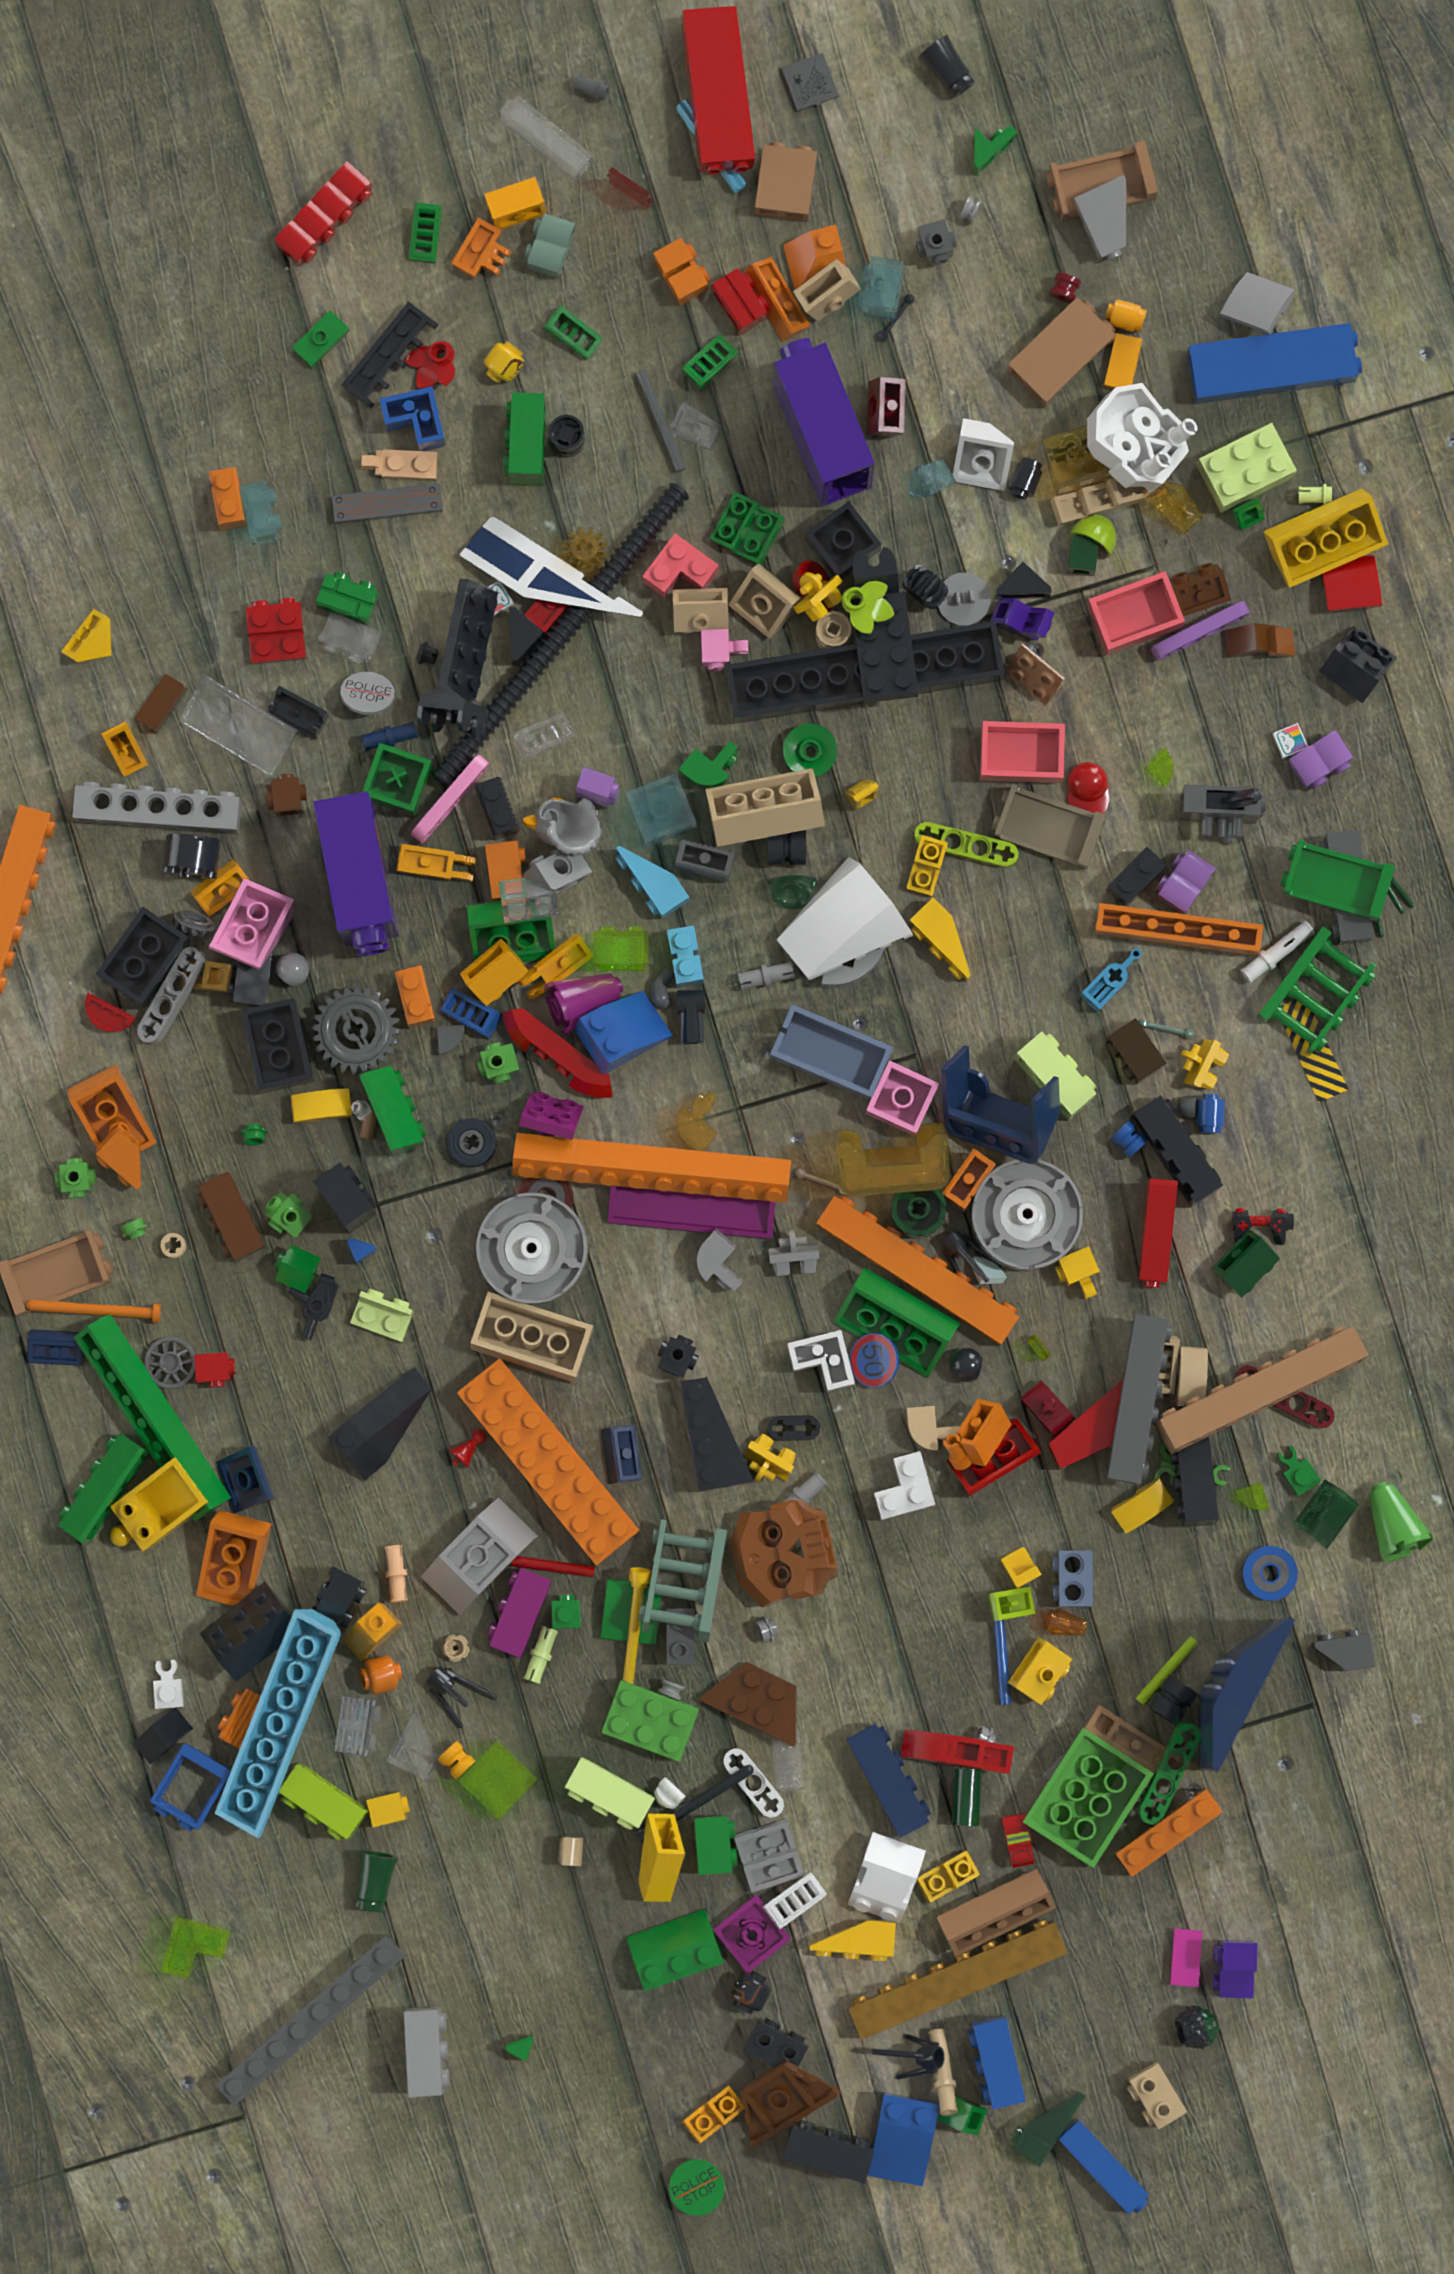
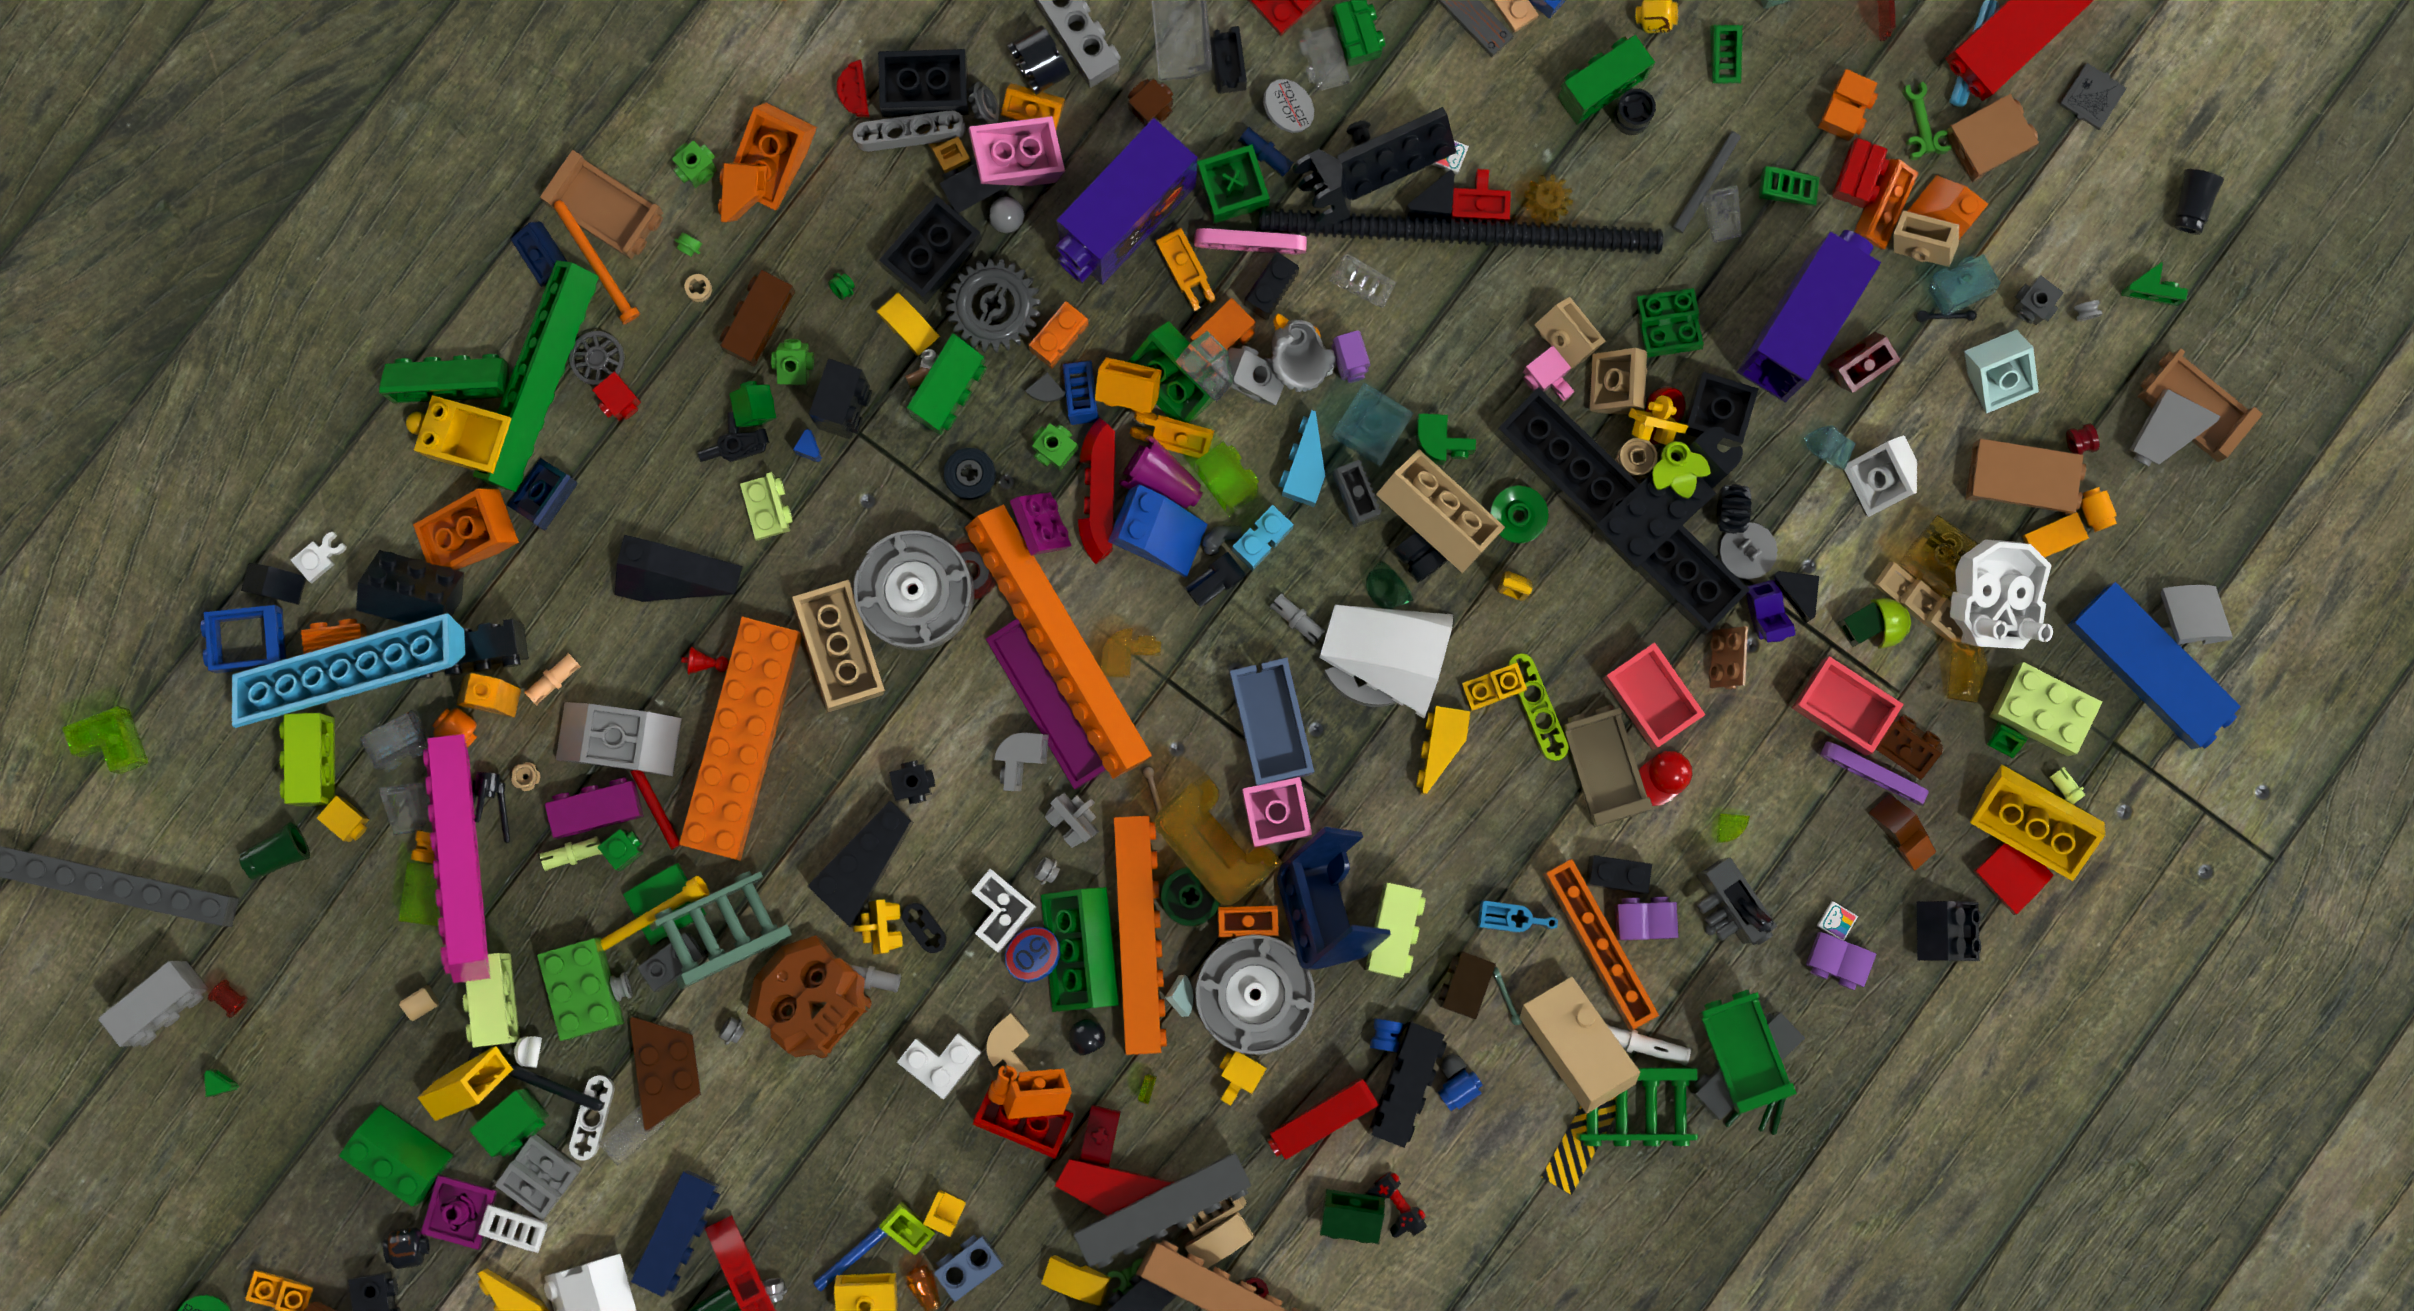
camera: 45 degrees right, 0 degrees up
(460, 1995) = (227, 998): none -> clear red bush
(487, 1736) = (457, 859): none -> dark pink brick
(534, 570) = (1498, 169): white sticker -> none
(621, 1454) = (794, 796): dark blue slope -> none
(679, 561) = (1598, 284): coral brick -> none
(753, 233) = (1925, 143): none -> bright green bar
(818, 1304) = (1046, 870): none -> light grey plate
(957, 1246) = (1183, 953): black plant -> none
(968, 308) = (2002, 370): none -> light aqua slope
(1025, 478) = (1892, 526): black brick -> none
(1199, 1061) = (1500, 1047): yellow hips -> none
(1241, 1000) = (1579, 1044): none -> tan brick

